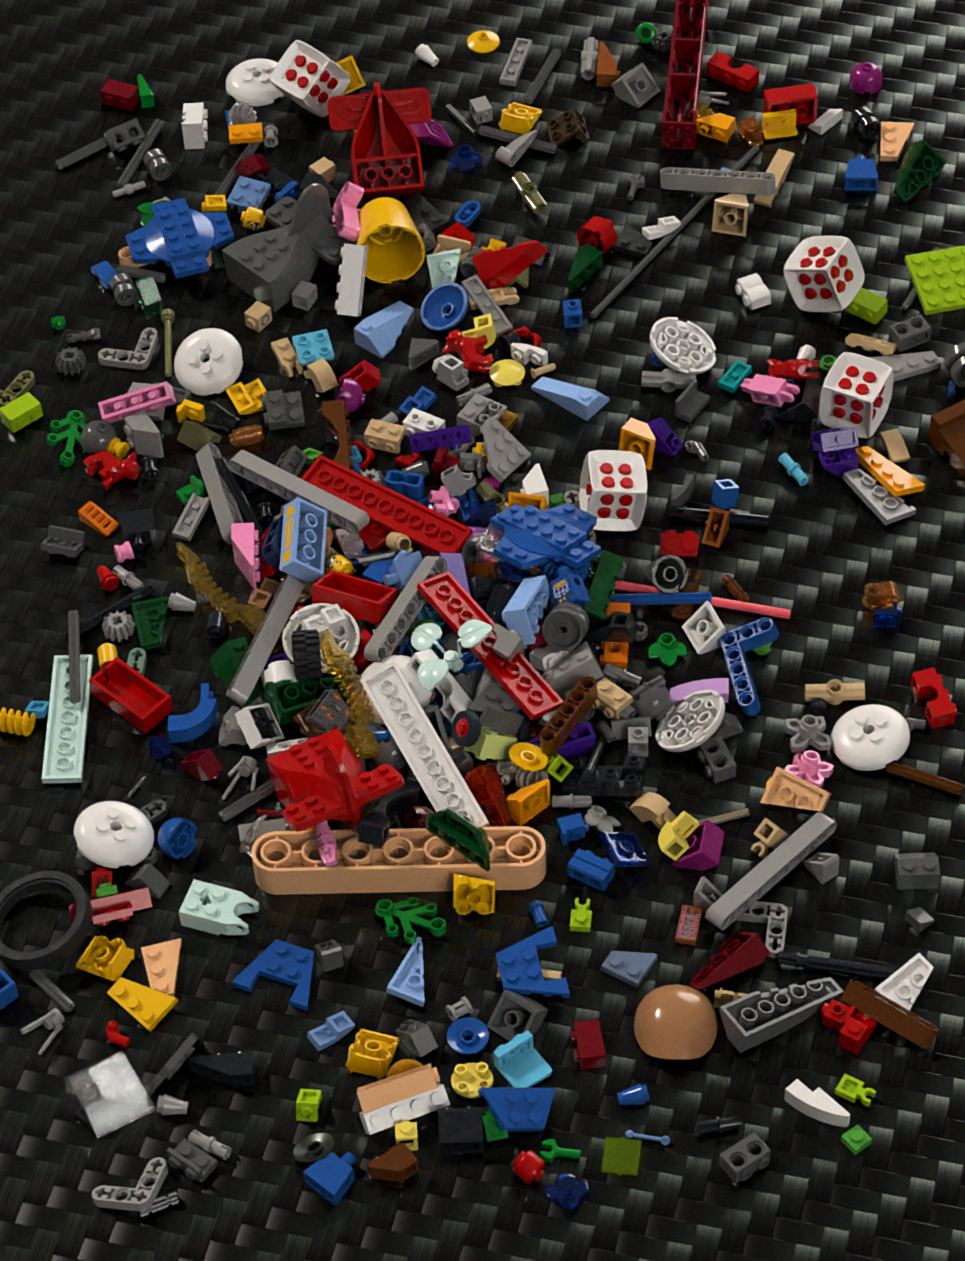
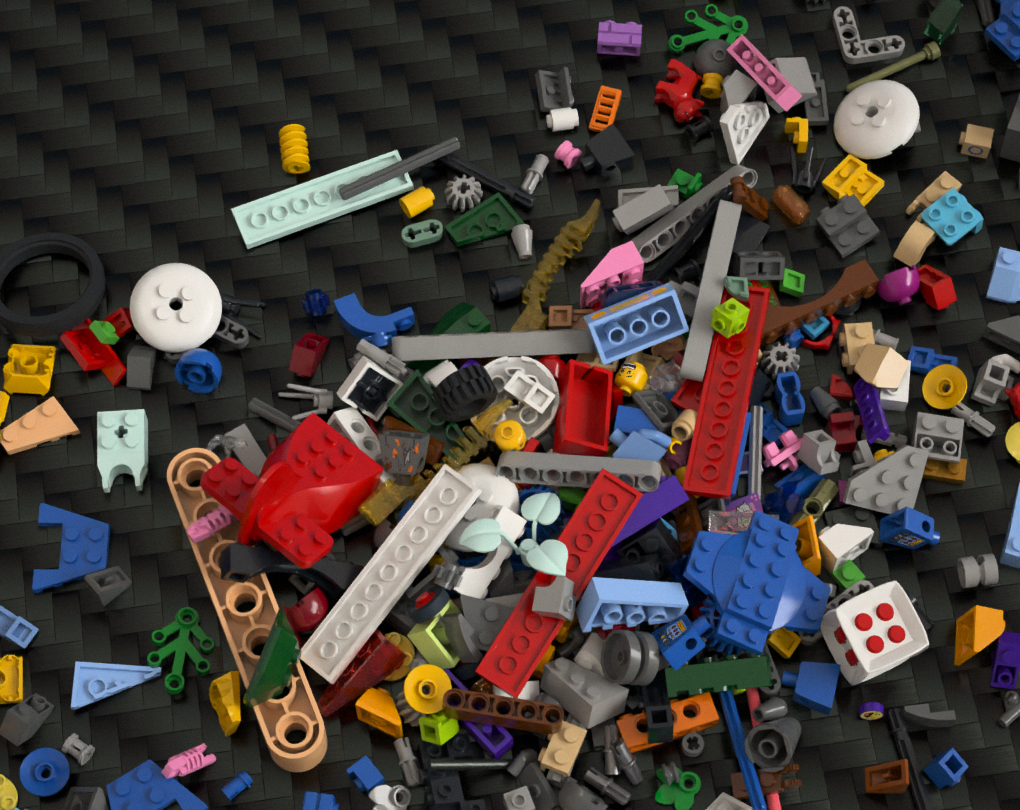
camera: 65 degrees right, 15 degrees up
(40, 708) = (321, 165): dark azure plate -> none
(41, 489) = (619, 38): none -> medium lavender brick
(90, 545) = (562, 119): none -> white brick
(107, 578) = (525, 155): red cone -> none
(131, 695) = (369, 245): red piece -> none
(172, 440) = (741, 127): none -> white plate
(196, 435) = (770, 156): olive panel -> none
(205, 514) = (642, 210): none -> light grey brick
(221, 707) = (379, 339): none -> blue plate
(228, 449) = (749, 199): none -> reddish brown plate
(251, 700) = (384, 359): none -> light grey piece
(309, 471) = (737, 287): none -> sand green tile
(334, 480) = (729, 317): none -> lime brick
(354, 642) = (509, 436): none -> yellow head
(410, 421) = (881, 366): none -> tan slope
(436, 393) = (938, 380): none -> yellow dish
(449, 708) = (446, 575): none -> dark grey gear
(507, 933) = (187, 762): none -> bright pink hinge
(542, 451) = (908, 529): none -> blue torso
(590, 429) = (976, 571): none -> light grey wheel
(631, 545) = (813, 685): none -> blue torso
(633, 571) = (770, 710): none -> dark grey cone
(635, 666) = (626, 761): none -> flat silver axle
(657, 645) = (670, 773): none -> dark grey bush
(663, 522) = (871, 711): none -> dark purple tile
(679, 544) = (846, 742): red bracket -> none

